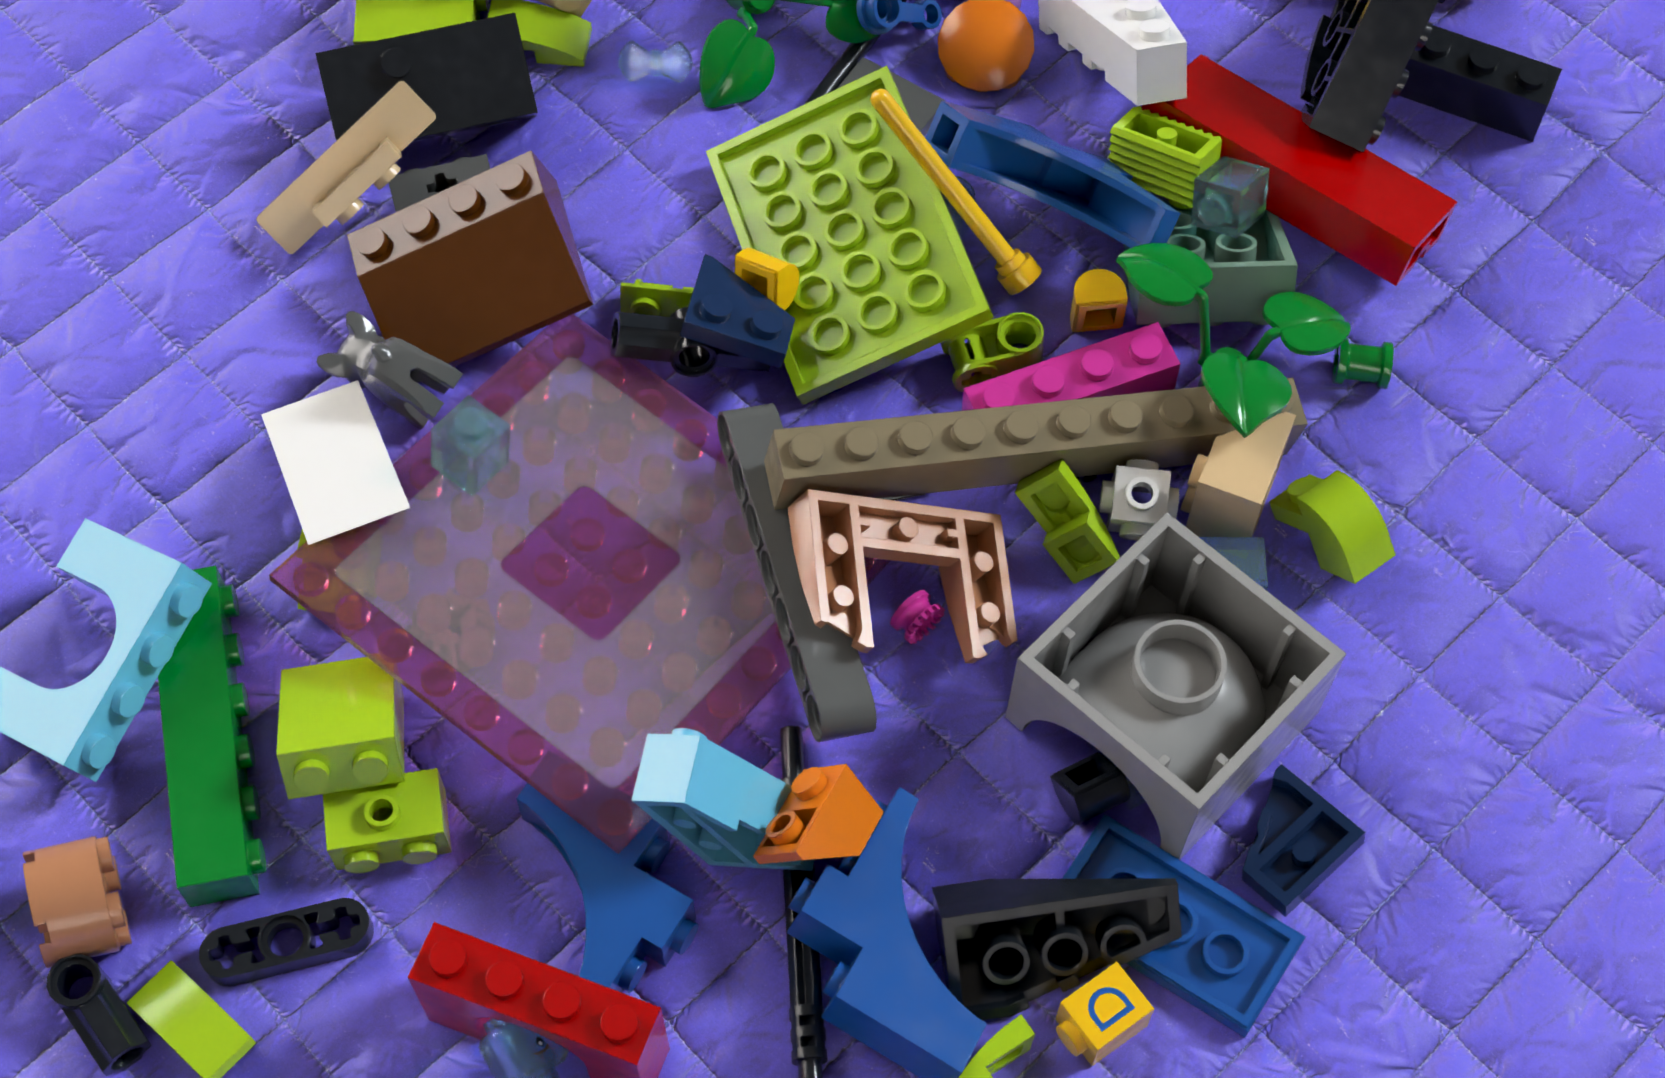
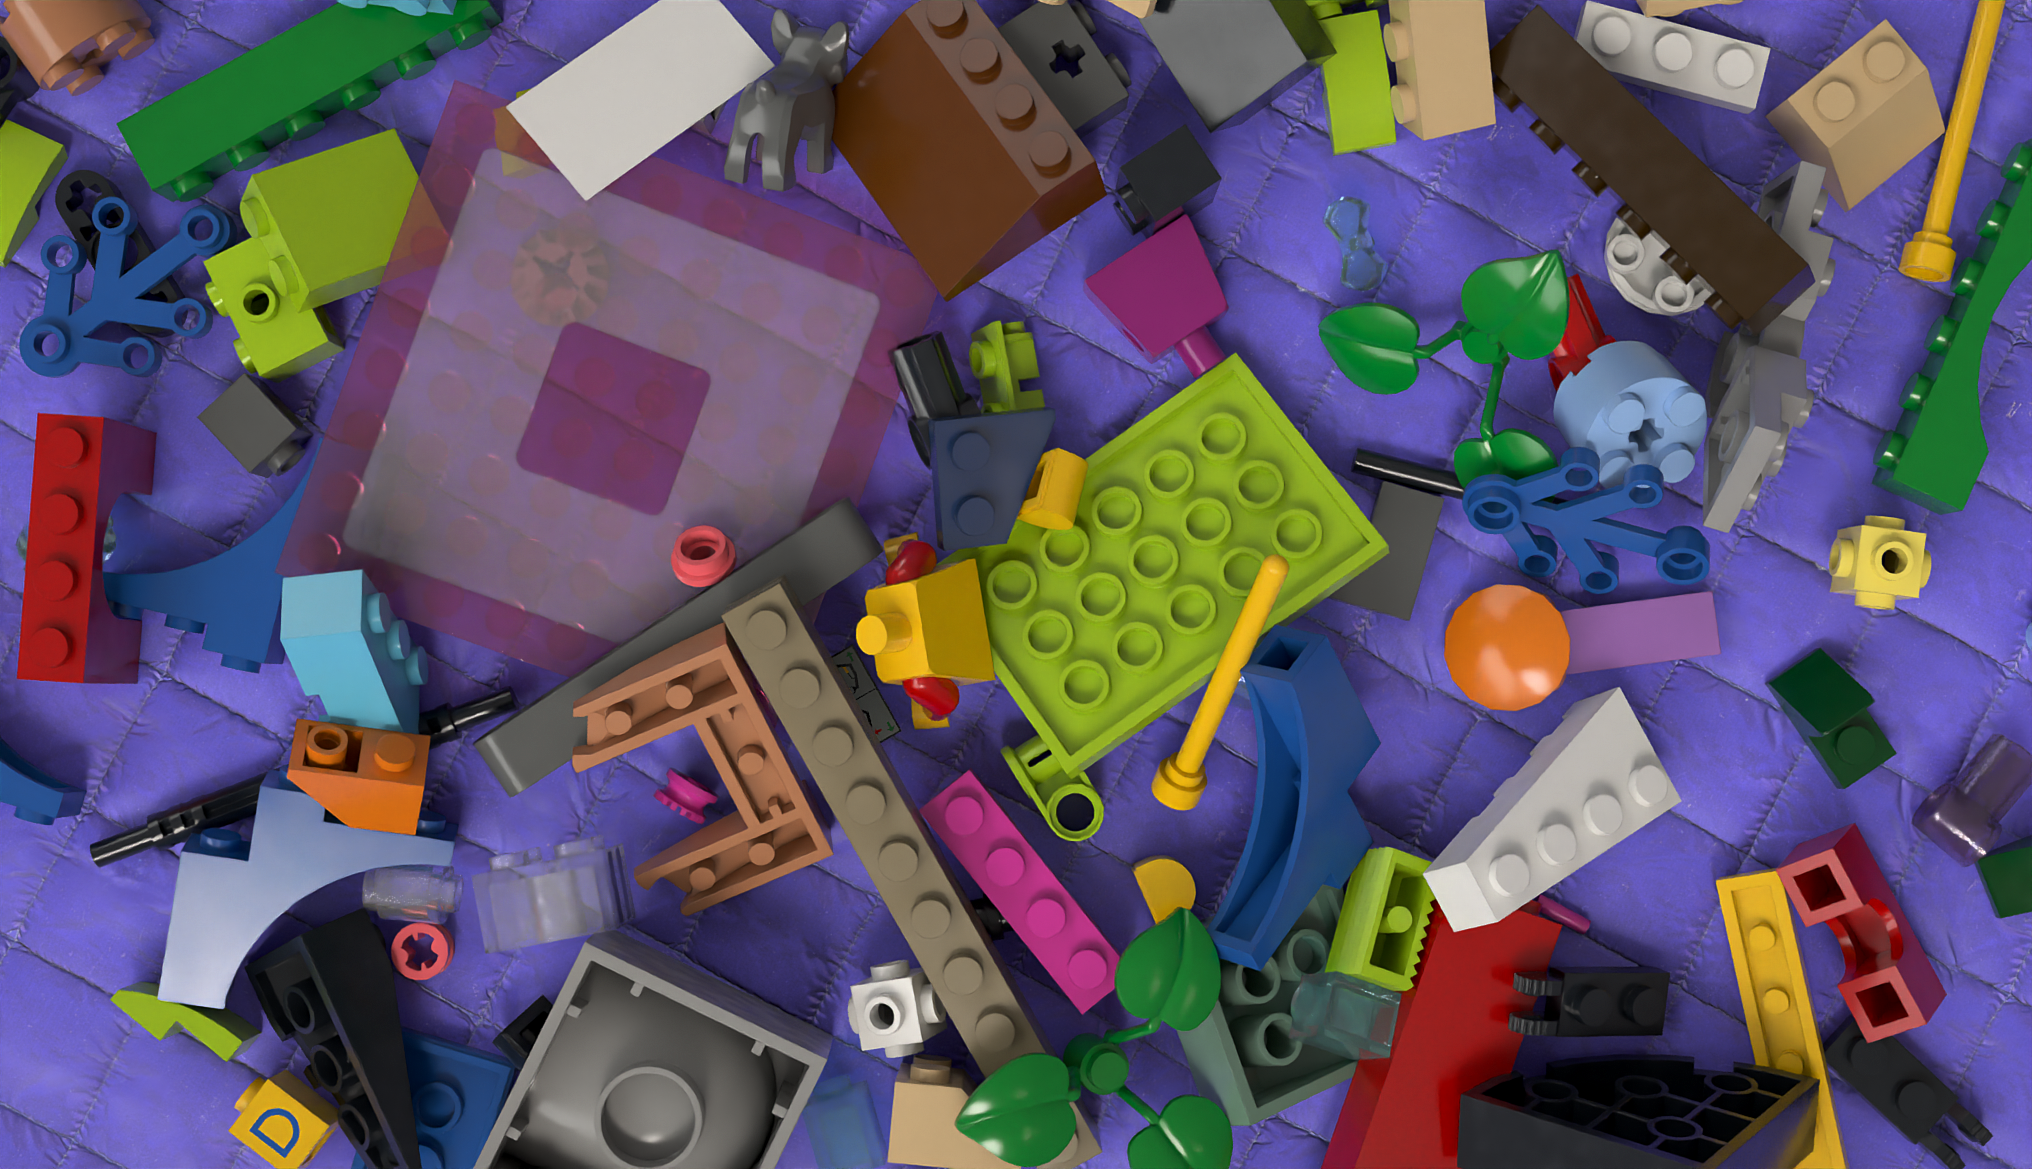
camera: 75 degrees right, 25 degrees up
(325, 945) = (117, 295): none -> blue plant
(470, 445) = (685, 237): clear light blue brick -> none
(486, 862) = (257, 427): none -> dark grey brick
(565, 144) = (1165, 184): none -> black brick
(646, 184) = (1164, 297): none -> magenta torso
(727, 526) = (703, 556): none -> coral plate
(840, 380) = (927, 629): none -> yellow torso
(930, 849) = (413, 892): none -> clear brick
(967, 720) = (553, 898): none -> clear brick
(983, 848) = (403, 954): none -> coral bush
(1071, 521) = (843, 939): lime slope -> none
(1263, 53) = (1593, 1001): none -> black hinge

